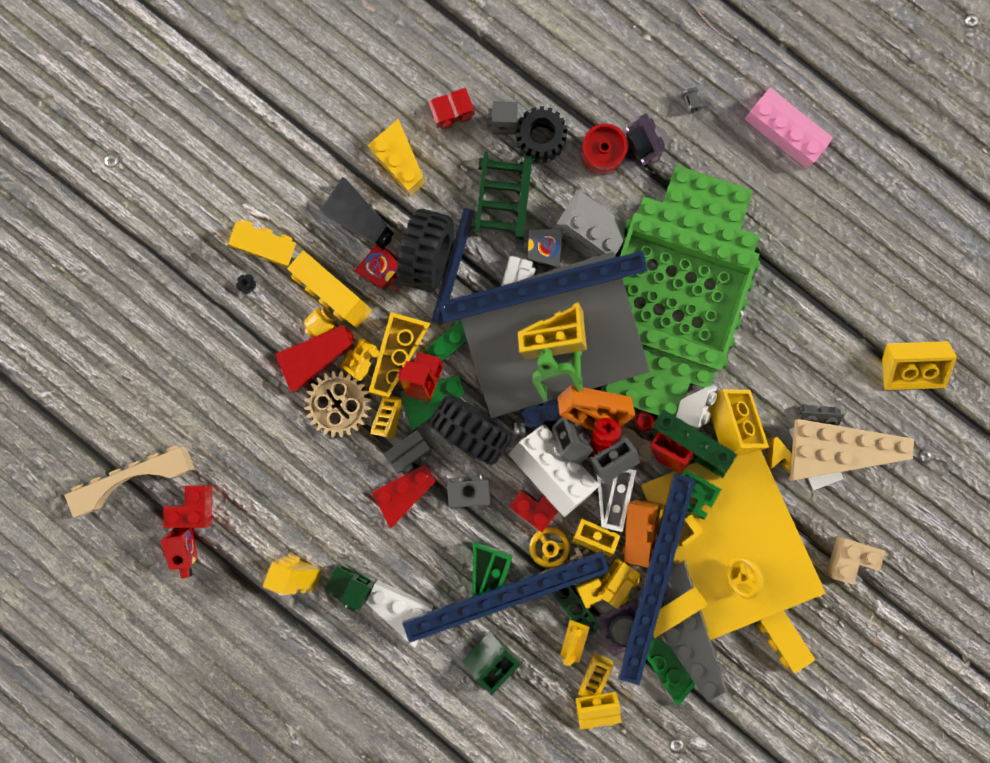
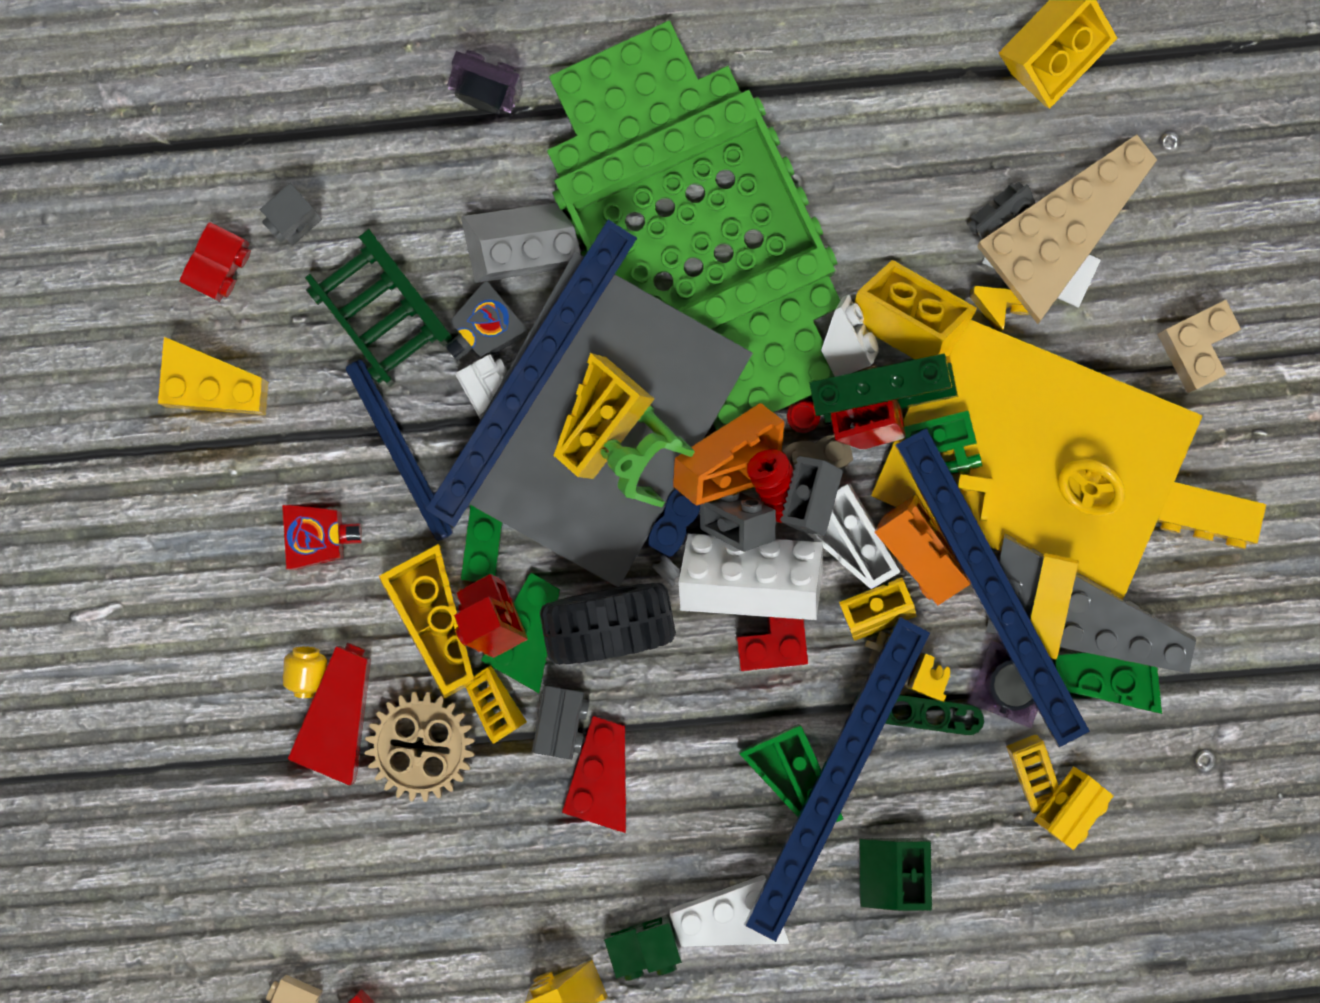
camera: 50 degrees left, 0 degrees up
(249, 287) = (177, 705): black plate -> none
(261, 243) = (141, 643): yellow wedge -> none
(329, 290) = (277, 620): yellow wedge -> none
(355, 214) = (218, 500): black slope -> none
(357, 360) = (394, 672): yellow plate -> none
(425, 250) = (349, 463): black tyre -> none
(458, 499) = (670, 720): dark grey brick -> none
(546, 119) = (338, 169): black tyre -> none
(557, 546) = (810, 669): yellow piece -> none
(574, 643) = (970, 756): yellow hinge -> none
(614, 144) = (439, 119): red wheel -> none
(618, 583) = (954, 636): yellow brick -> none

